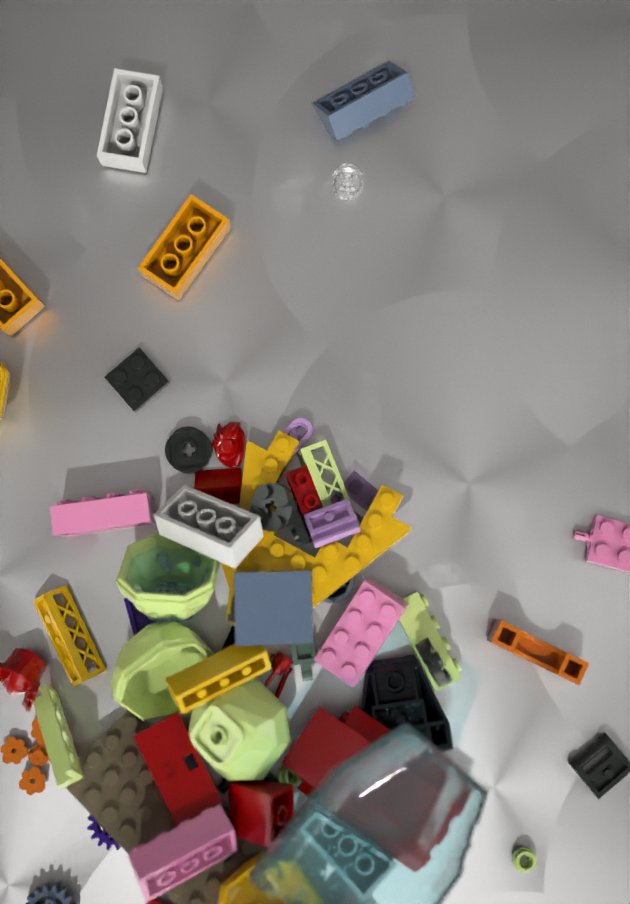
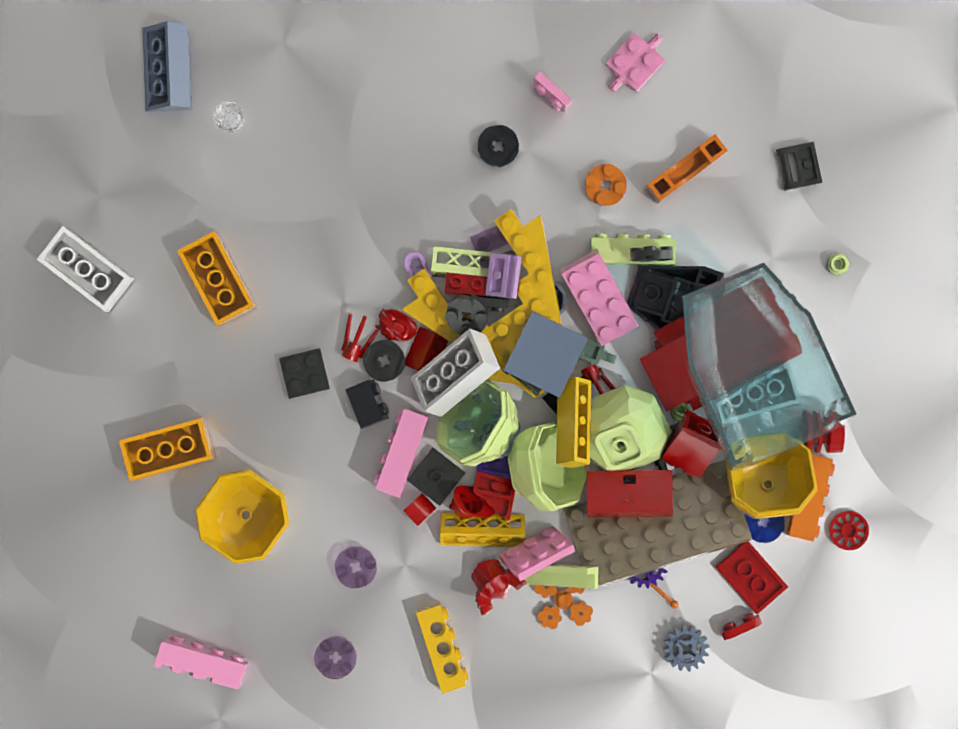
camera: 65 degrees left, 5 degrees up
(58, 561) = (419, 509): none -> red brick
(68, 704) = (537, 553): none -> bright pink plate
(90, 612) = (468, 505): none -> red piece
(90, 873) = (674, 604): none -> orange hinge
(99, 560) = (436, 476): none -> pearl dark grey plate
(111, 628) = (495, 493): none -> red wing
(137, 455) = (367, 403): none -> black brick
(182, 852) = (692, 517): bright pink brick -> none
(183, 412) = (352, 350): none -> red plant
(469, 444) = (496, 134): none -> black plate
(481, 591) = (608, 173): none -> orange plate
(541, 471) = (546, 88): none -> bright pink plate

